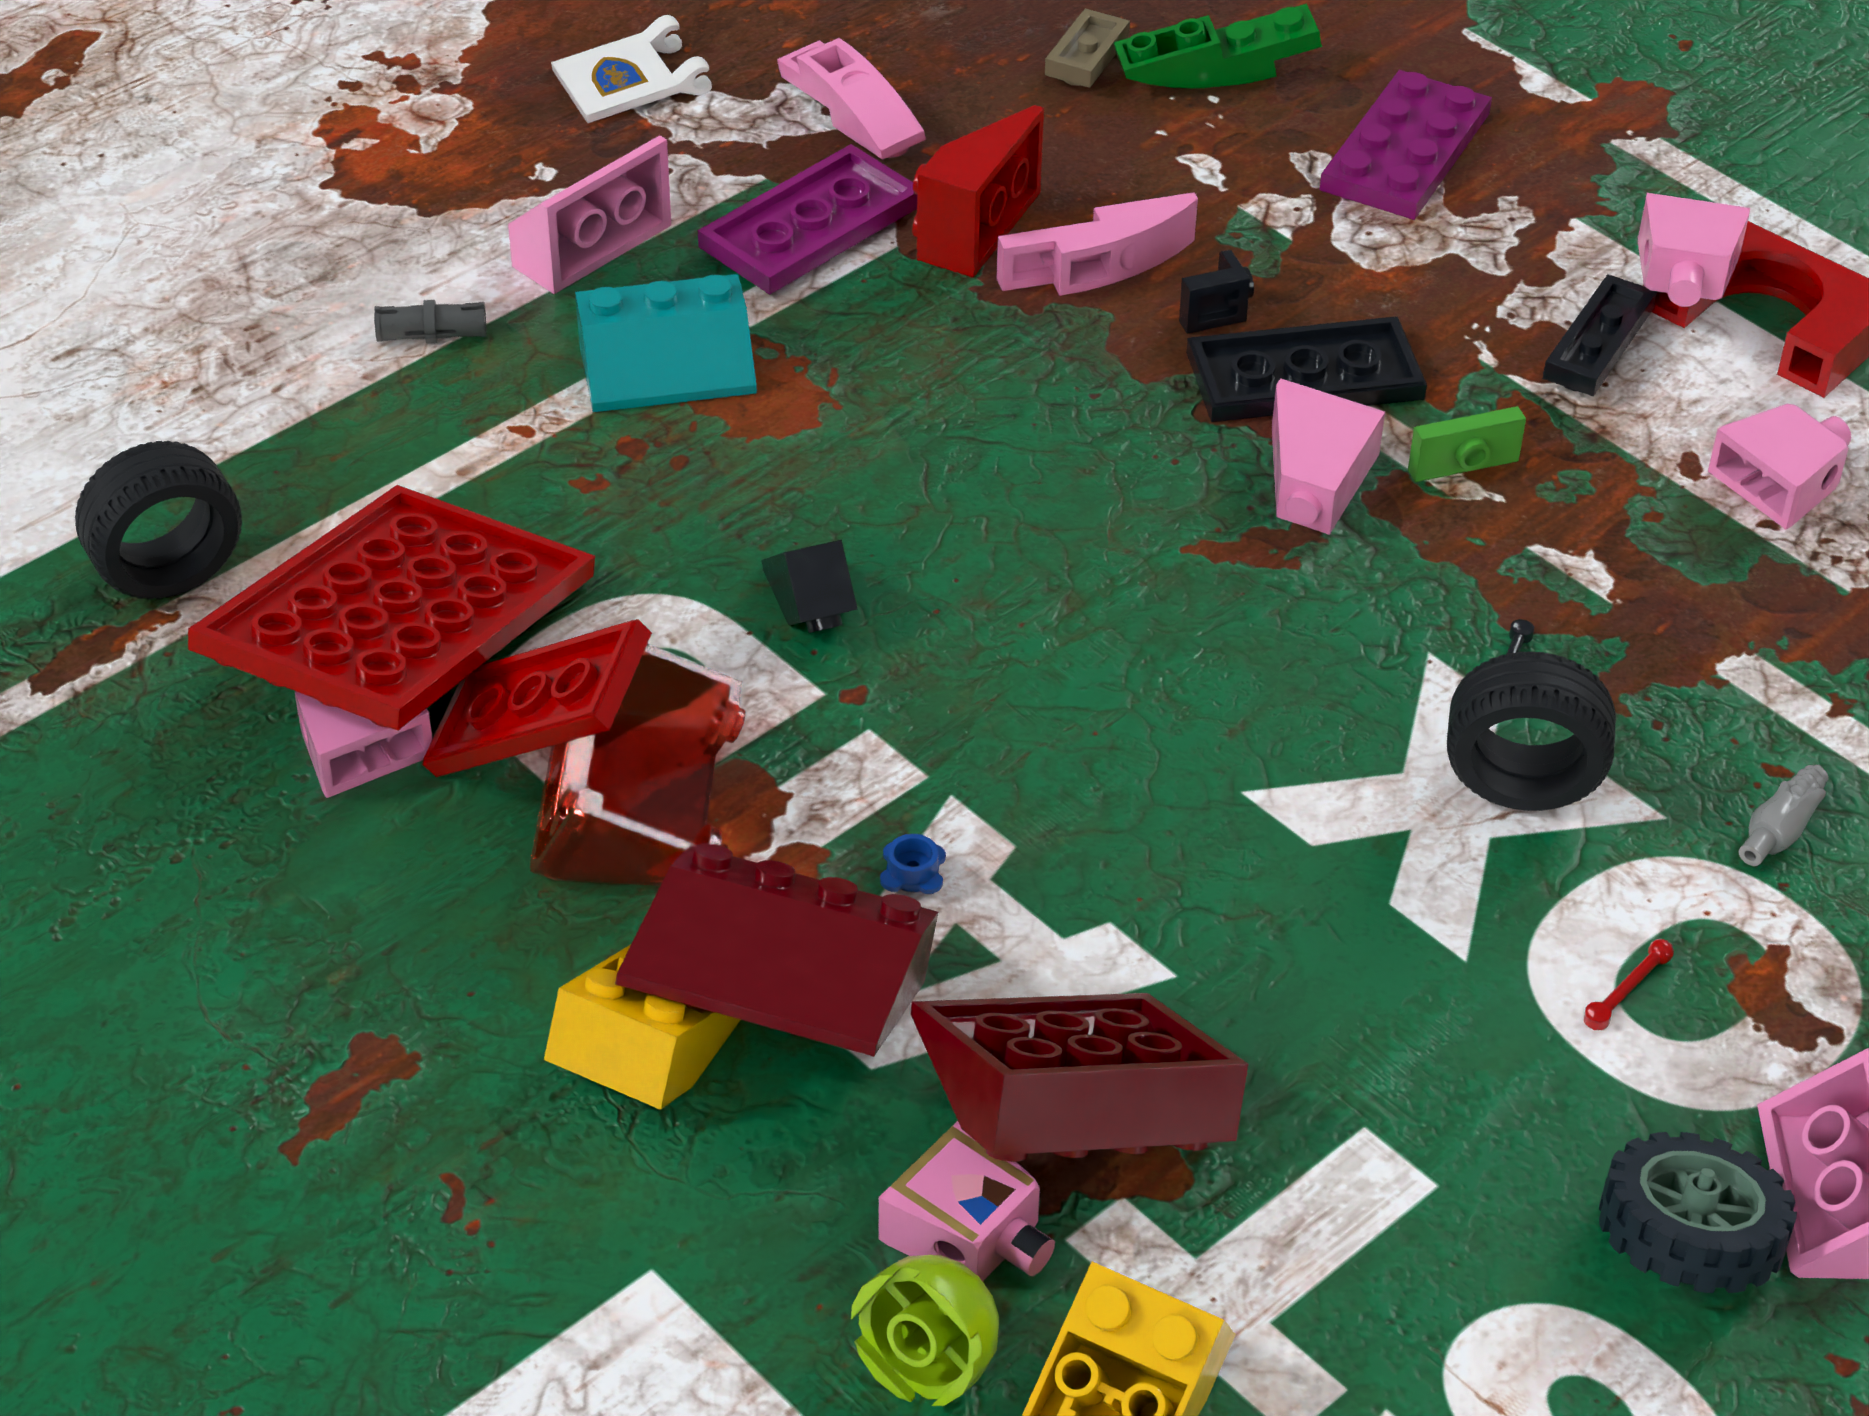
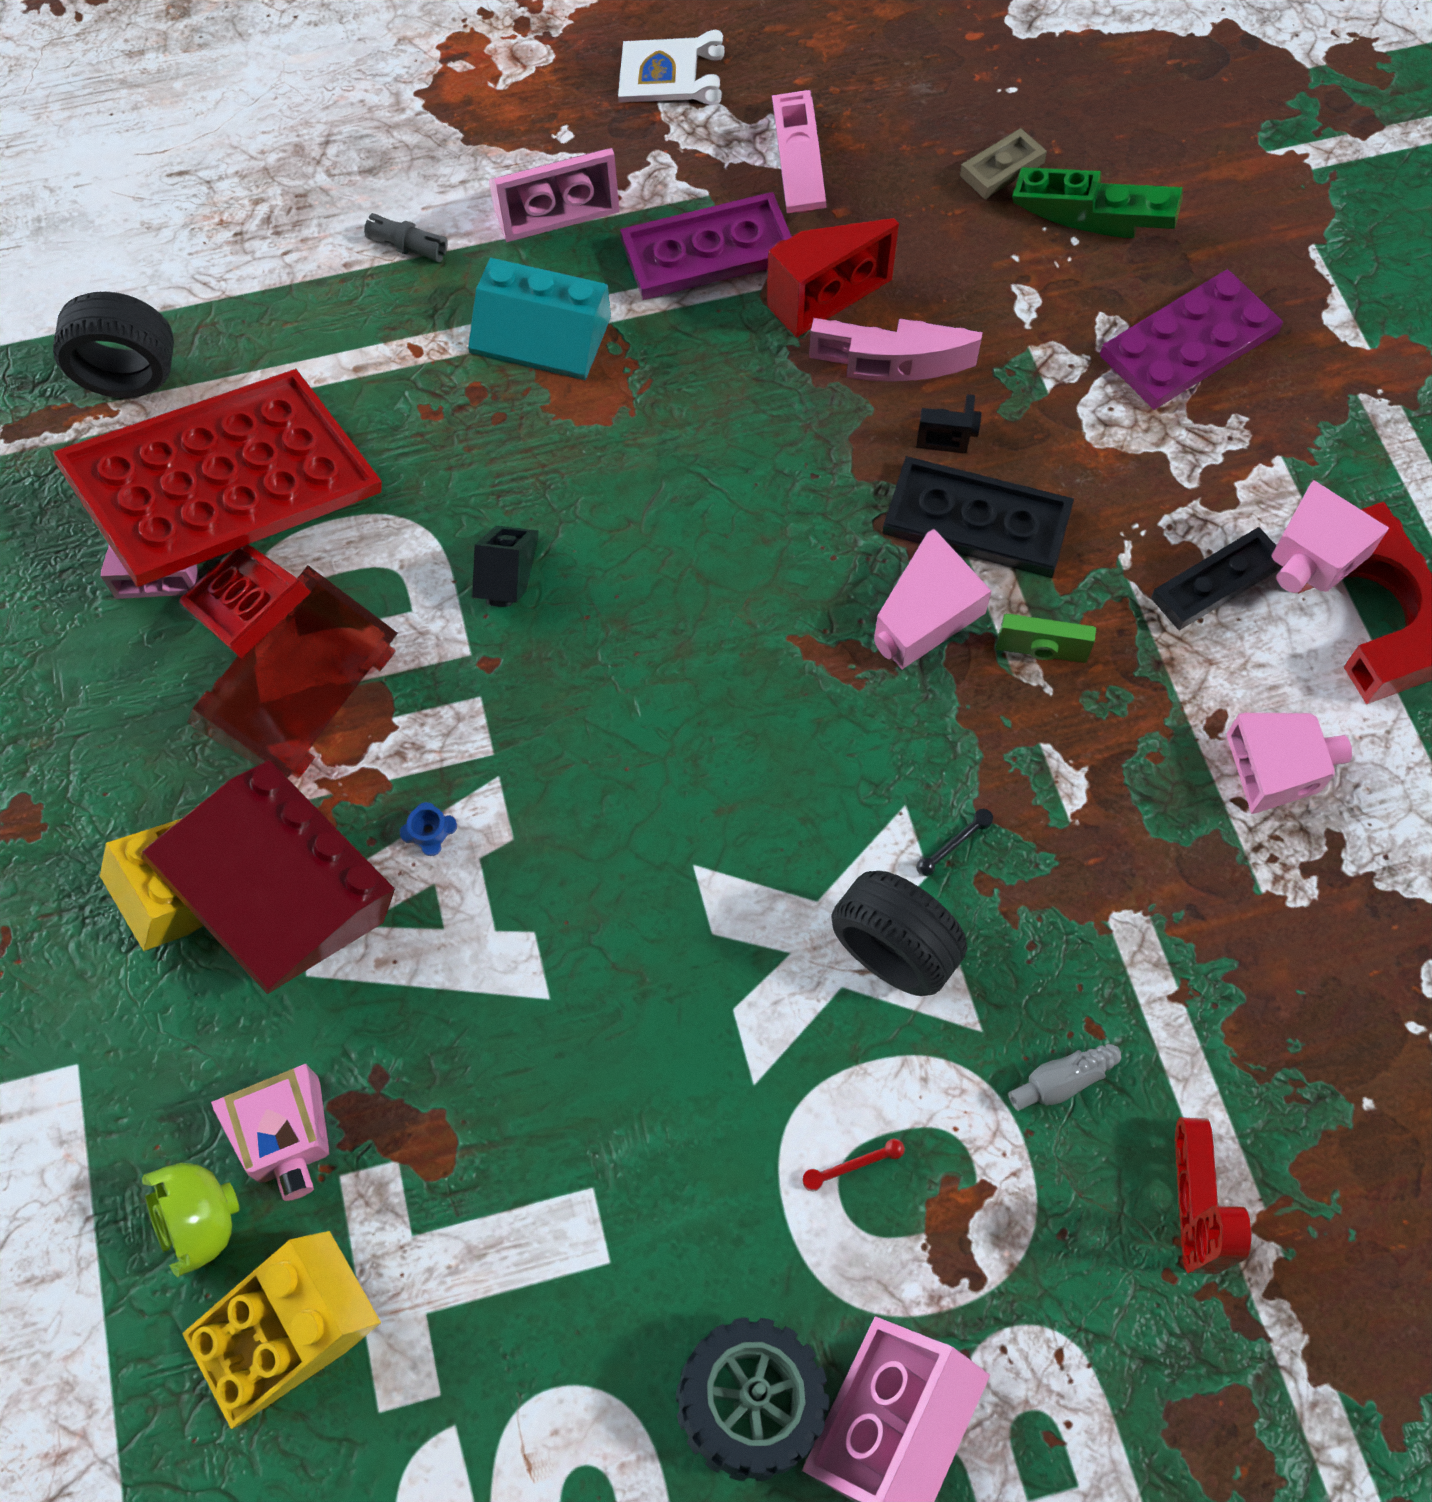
camera: 30 degrees right, 20 degrees up
(1080, 1074) = (400, 1065): dark red slope -> none

